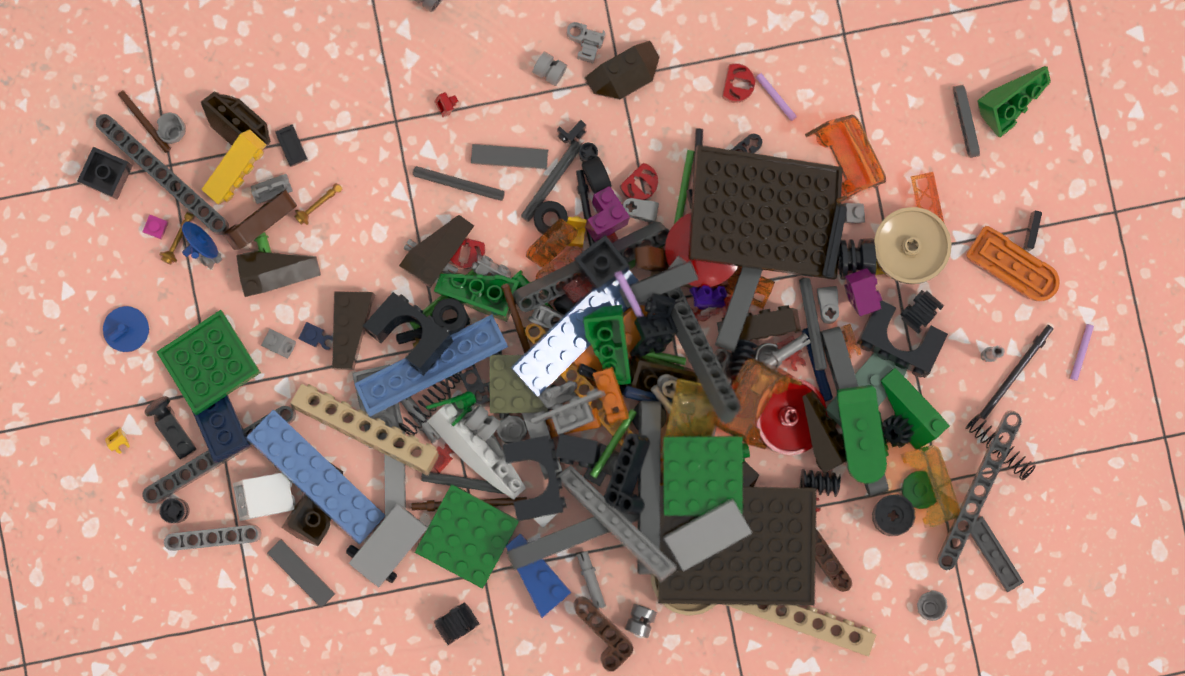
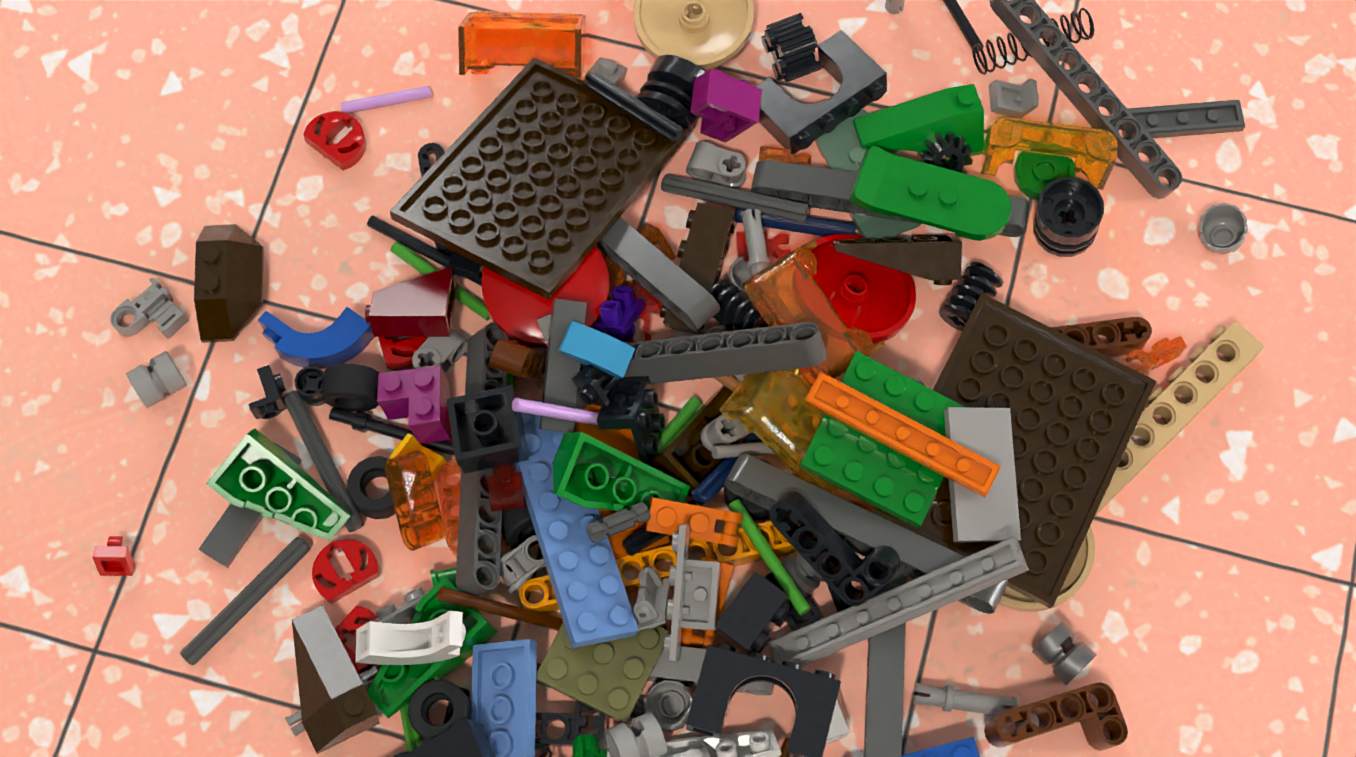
camera: 60 degrees left, 15 degrees down
(474, 283) = (410, 643): none -> white arch
(509, 226) = (323, 568): none -> red piece
(523, 161) = (272, 484): none -> green wedge
(588, 357) = (618, 522): none -> dark grey axle
(616, 151) = (321, 349): none -> blue arch
(657, 184) = (414, 307): none -> dark red slope
(674, 298) = (596, 348): none -> dark azure slope
(705, 483) = (902, 434): none -> orange tile
(841, 602) = (1162, 353): none -> clear orange plate
(957, 452) = (1013, 99): none -> light grey bracket

